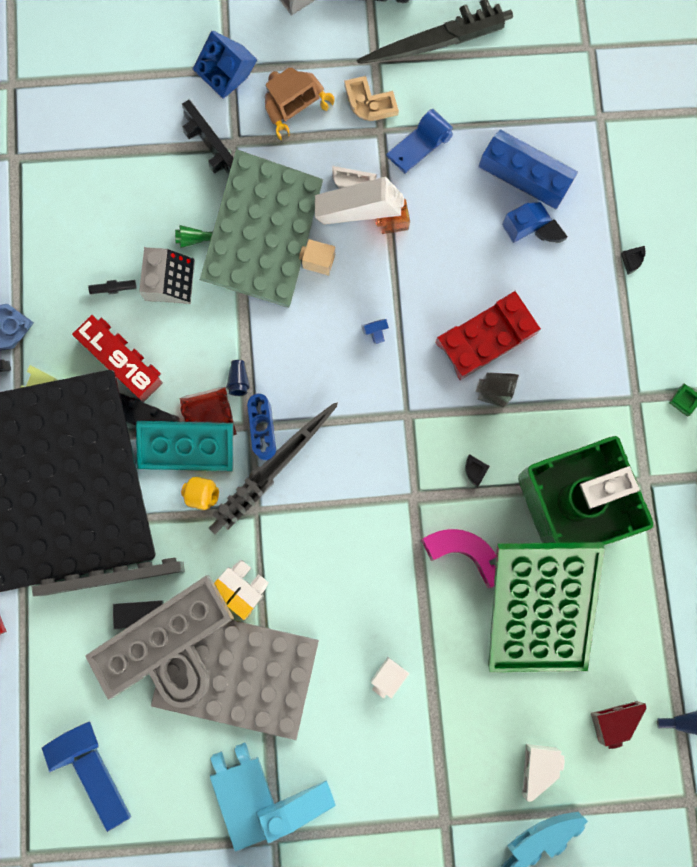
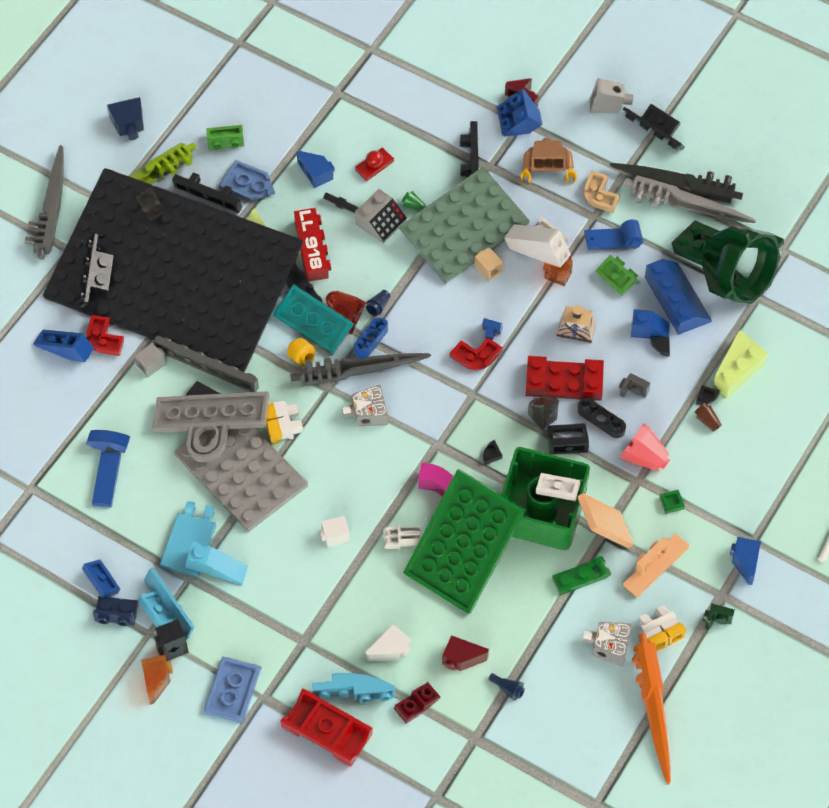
camera: 40 degrees right, 20 degrees down
(44, 615) = (150, 359): none -> light grey brick
(56, 264) = (315, 168): none -> blue slope
(114, 217) = (374, 163): none -> red tile
(200, 31) = (513, 87): none -> dark red slope
(317, 509) = (367, 407): none -> light grey torso
(382, 376) = (476, 359): none -> red plate
(449, 57) = (681, 199): none -> light grey piece
(455, 183) = (616, 275): none -> bright green bracket
(459, 268) = (576, 324): none -> tan torso
(460, 634) = (405, 536): none -> white arm
(530, 420) = (569, 444): none -> black tile
(546, 96) = (720, 254): none -> dark green plate
(560, 347) = (597, 410): none -> black beam
(562, 295) = (635, 384): none -> dark grey bracket
(609, 808) = (417, 703): none -> dark red slope
(625, 363) = (646, 450): none -> coral cone
(644, 205) = (739, 364): none -> yellowish green wedge
(654, 282) = (708, 417): none -> reddish brown cone
(661, 546) = (581, 576): none -> green plate
(662, 480) = (605, 520): none -> light nougat tile

